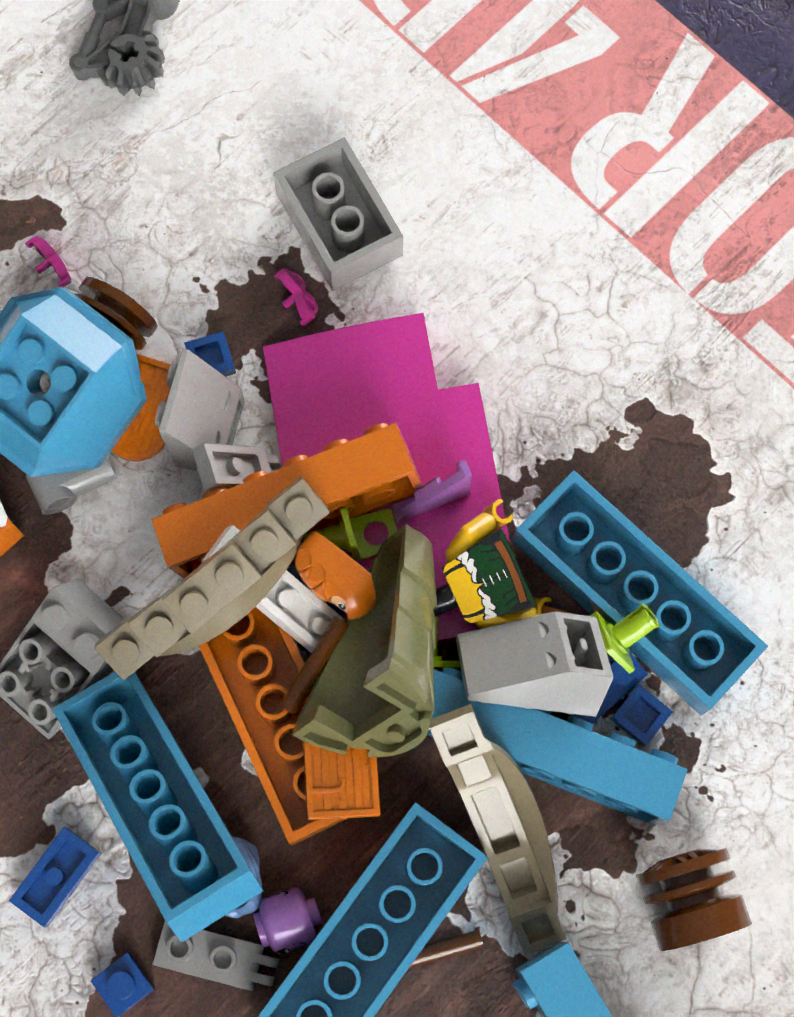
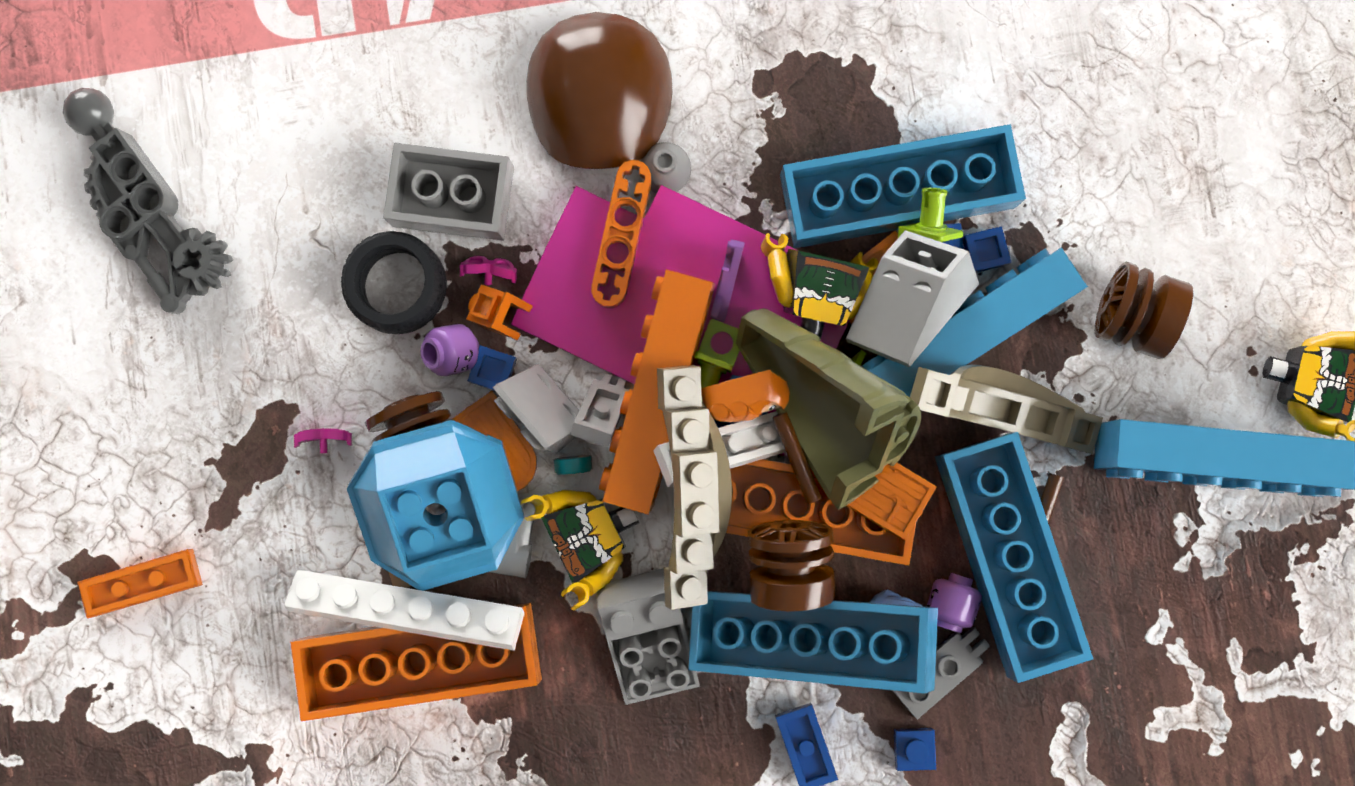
camera: 50 degrees left, 10 degrees up
(113, 538) = (584, 537): none -> torso
(173, 483) = (573, 464): none -> teal tile
(200, 308) = (450, 350): none -> medium lavender head
(208, 725) = (791, 565): none -> reddish brown wheel
(219, 188) = (362, 260): none -> black tyre
(260, 315) = (490, 308): none -> orange window
(404, 372) = (617, 233): none -> orange beam
(500, 380) = (668, 166): none -> light grey brick
(524, 279) = (598, 90): none -> reddish brown piece

